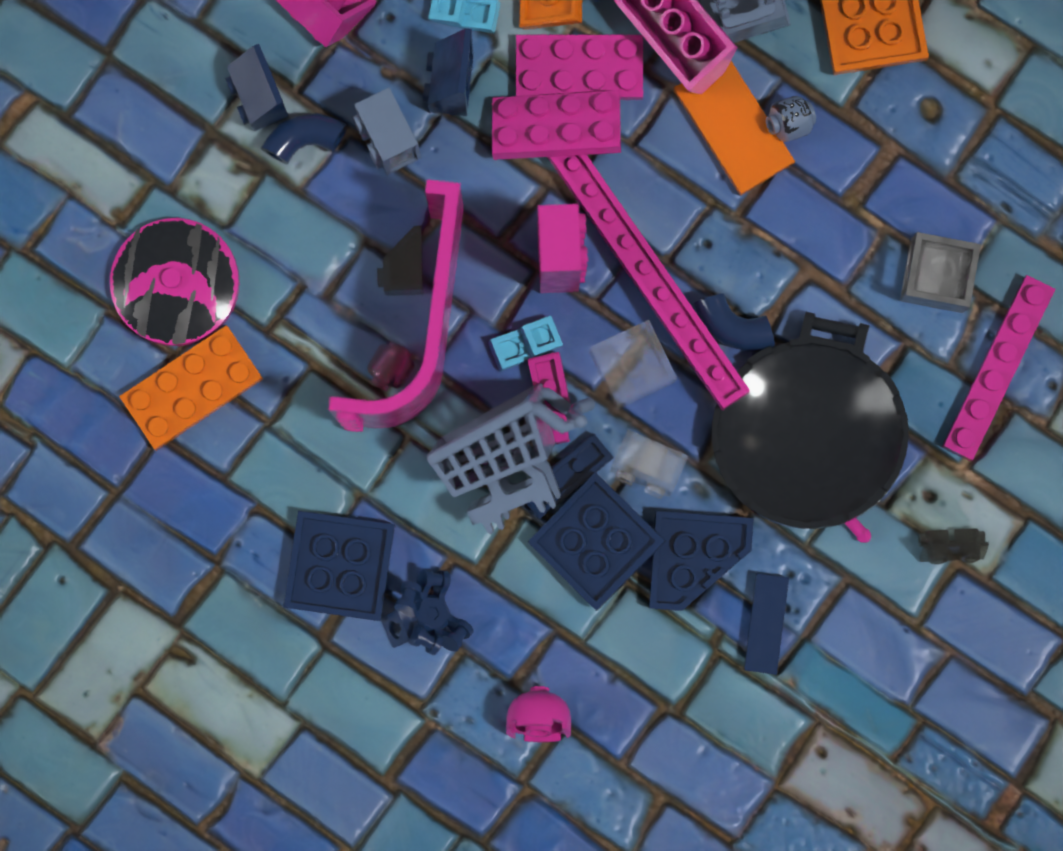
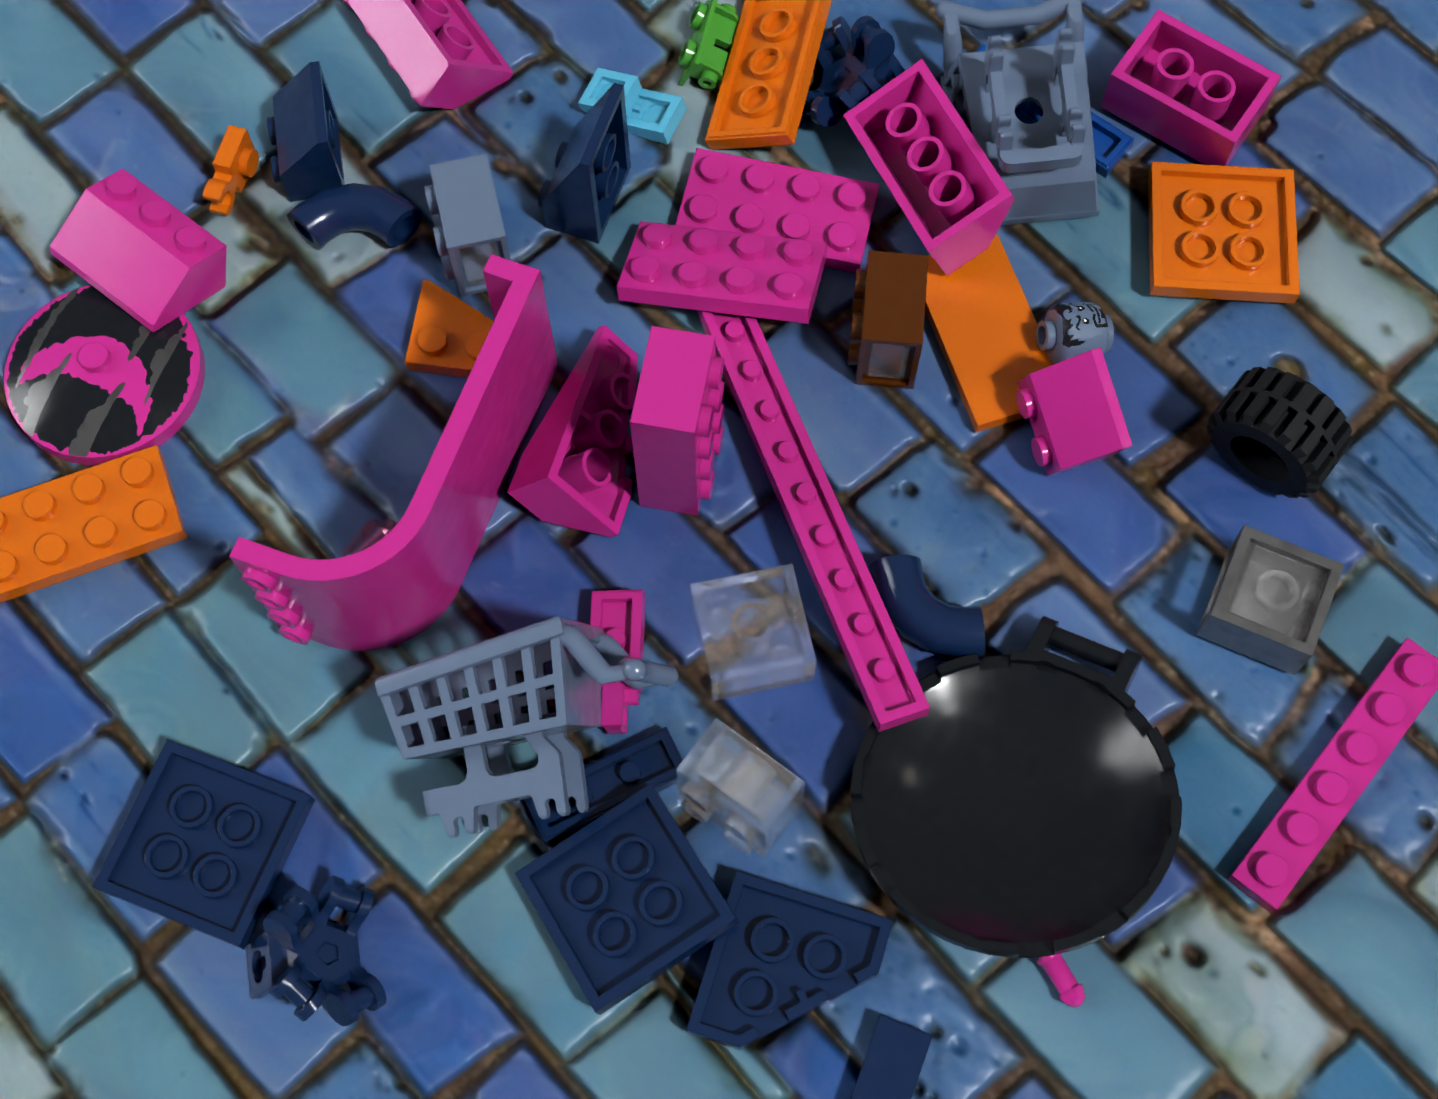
camera: 15 degrees right, 15 degrees down
(174, 197) = (140, 250): none -> dark pink slope
(213, 115) = (232, 165): none -> orange plate
(393, 206) = (445, 334): none -> orange wing
(404, 266) = (429, 413): clear smoke slope -> none
(494, 272) = (578, 454): none -> dark pink wedge
(525, 343) = (608, 565): medium azure slope -> none
(672, 138) = (888, 319): none -> reddish brown piece
(799, 179) = (1073, 413): none -> dark pink slope
(929, 163) = (1279, 432): none -> black tyre
(937, 548) = (1247, 1051): clear smoke hinge -> none

